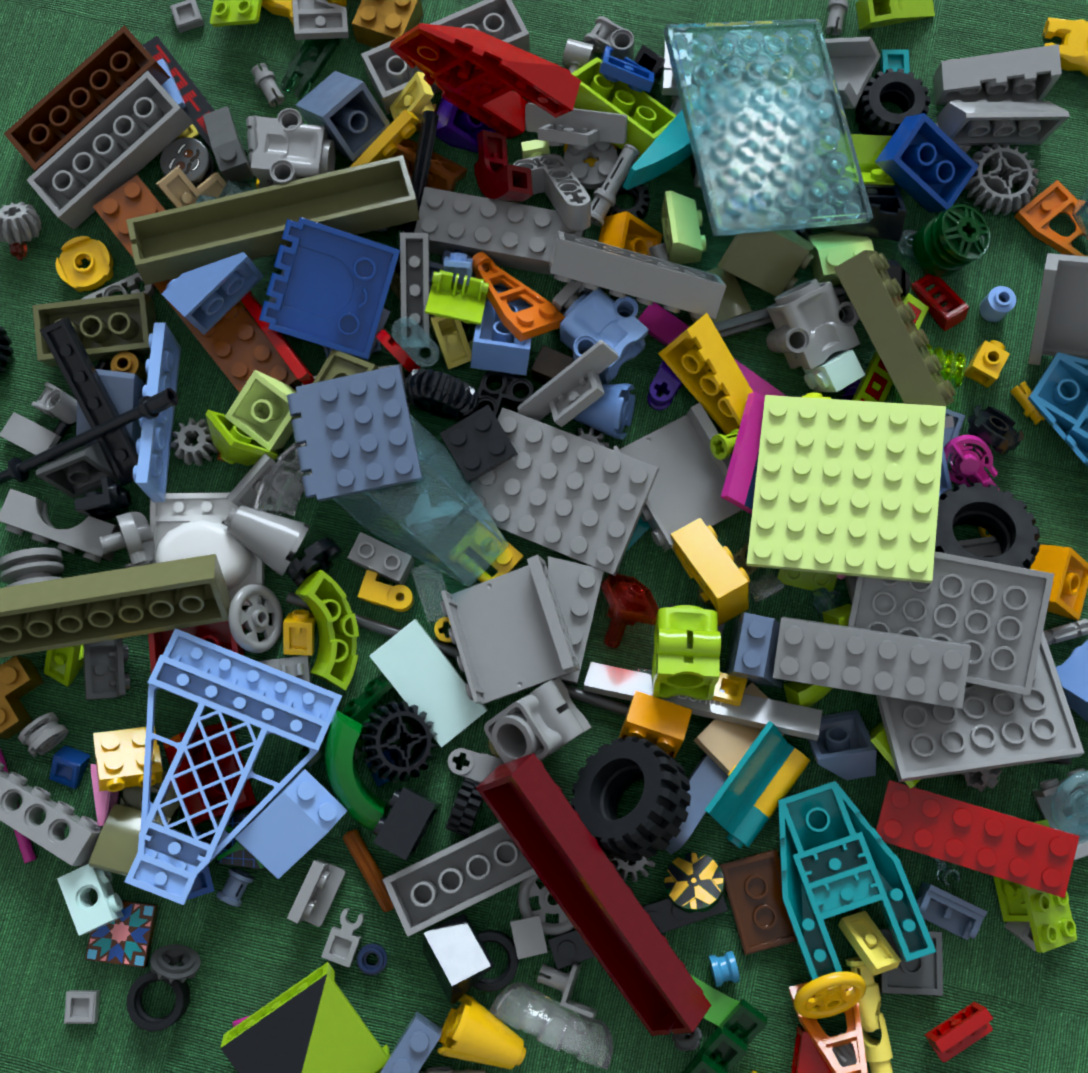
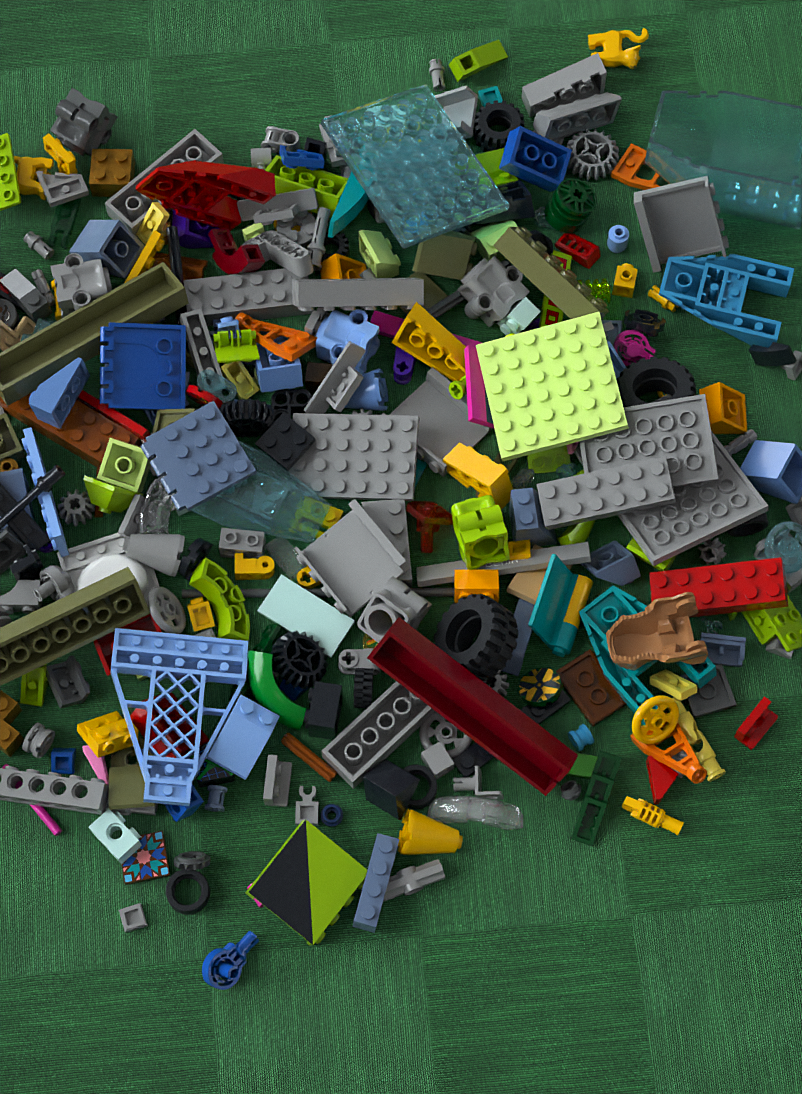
camera: 20 degrees left, 10 degrees down
(871, 887) = (657, 634): none -> medium nougat animal

